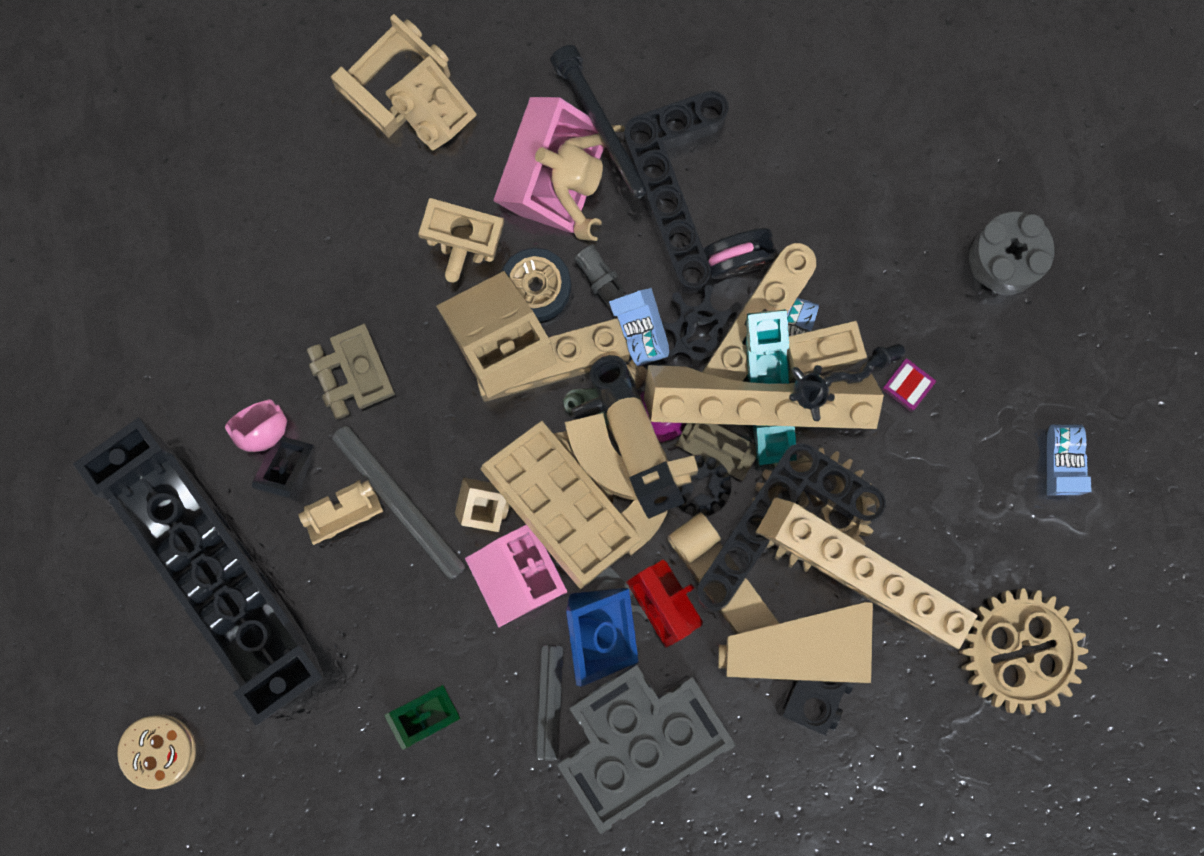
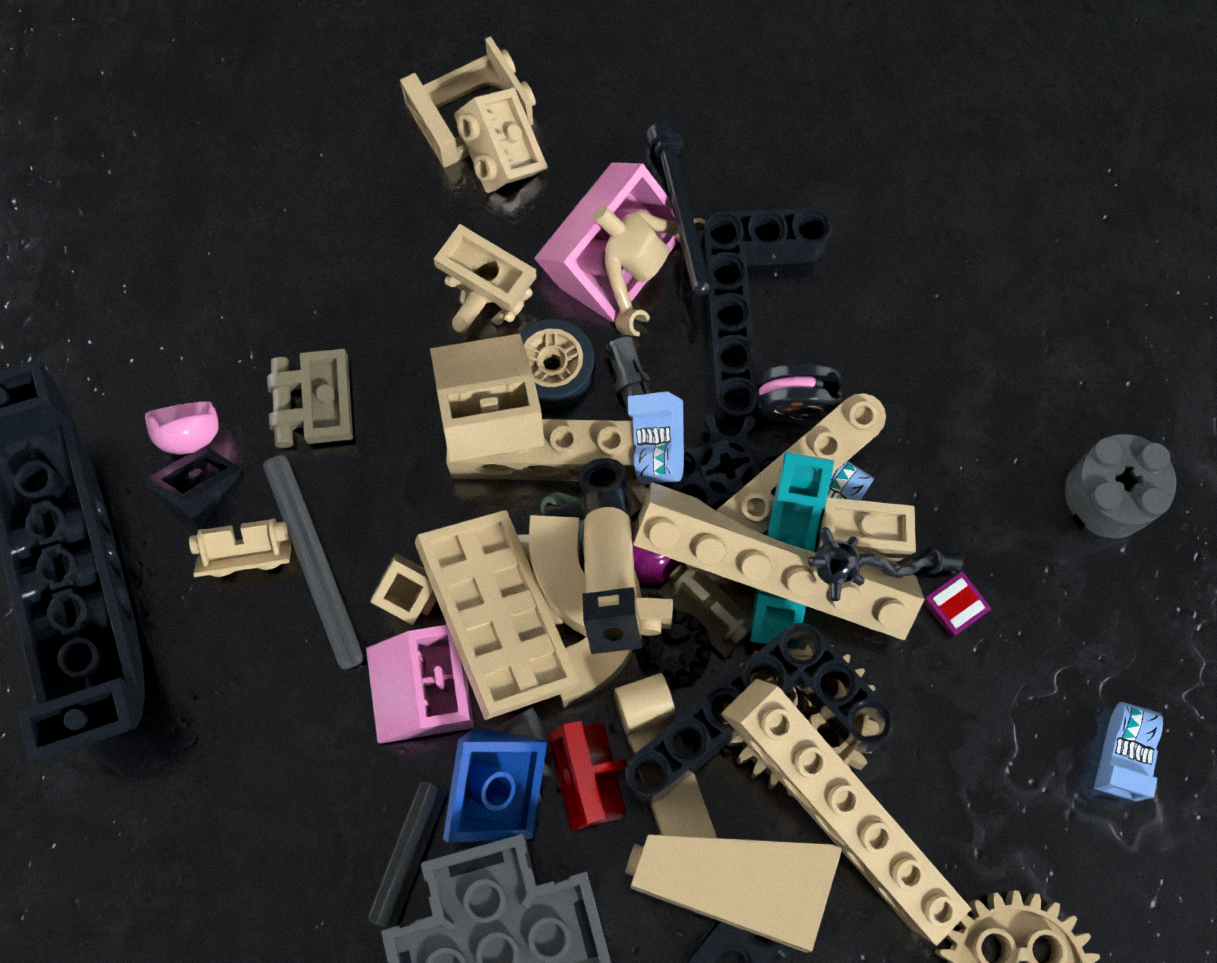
camera: 20 degrees right, 10 degrees down
(422, 717) = (245, 823): dark green slope -> none

